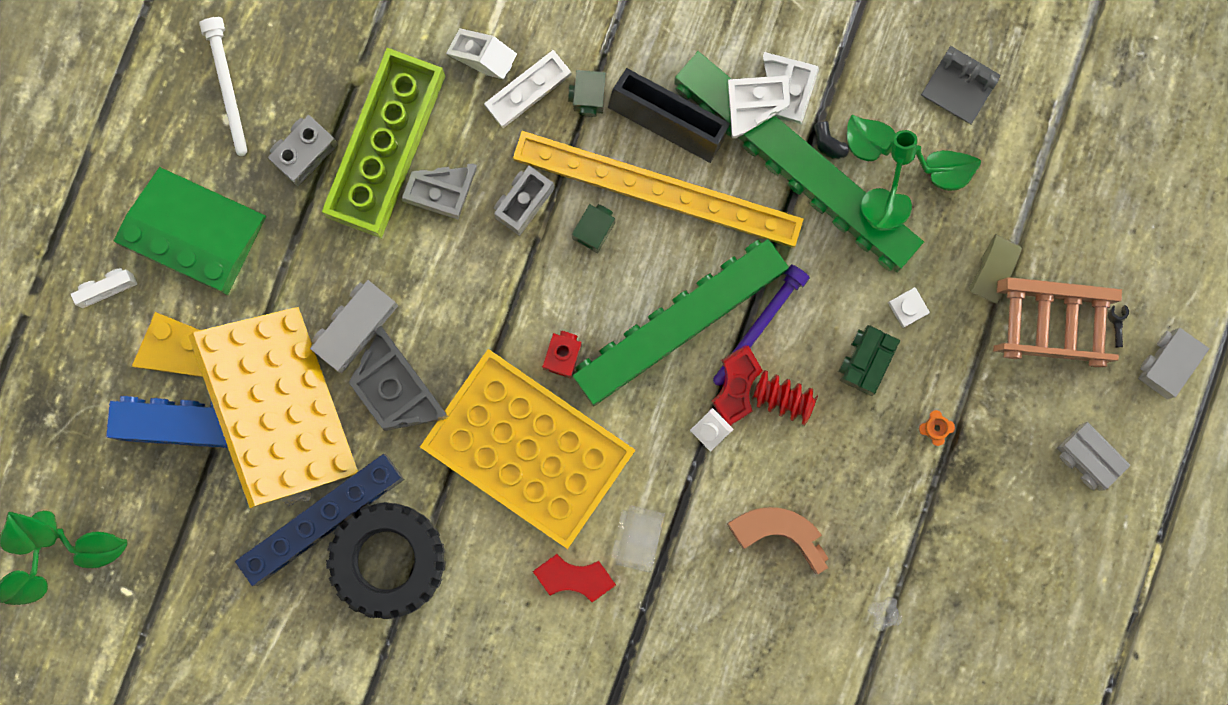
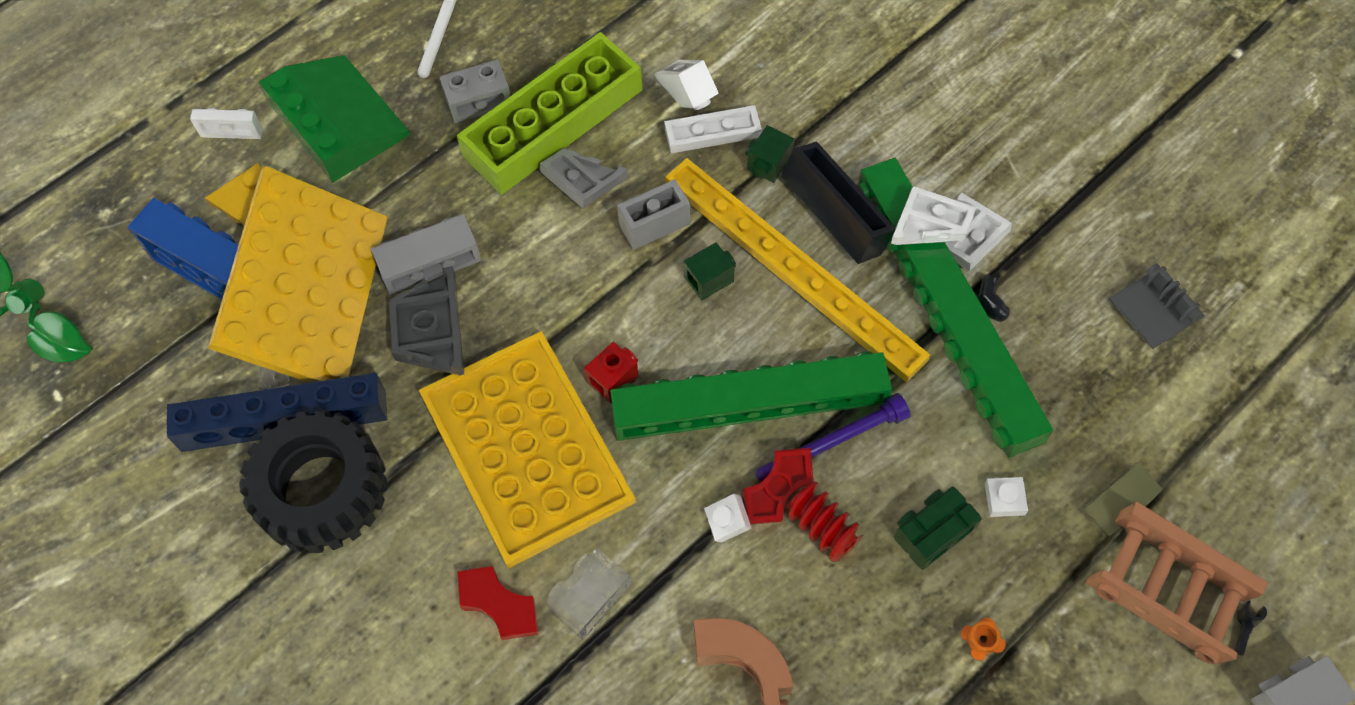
camera: 30 degrees right, 20 degrees down
(889, 210) = (1068, 323): green plant -> none

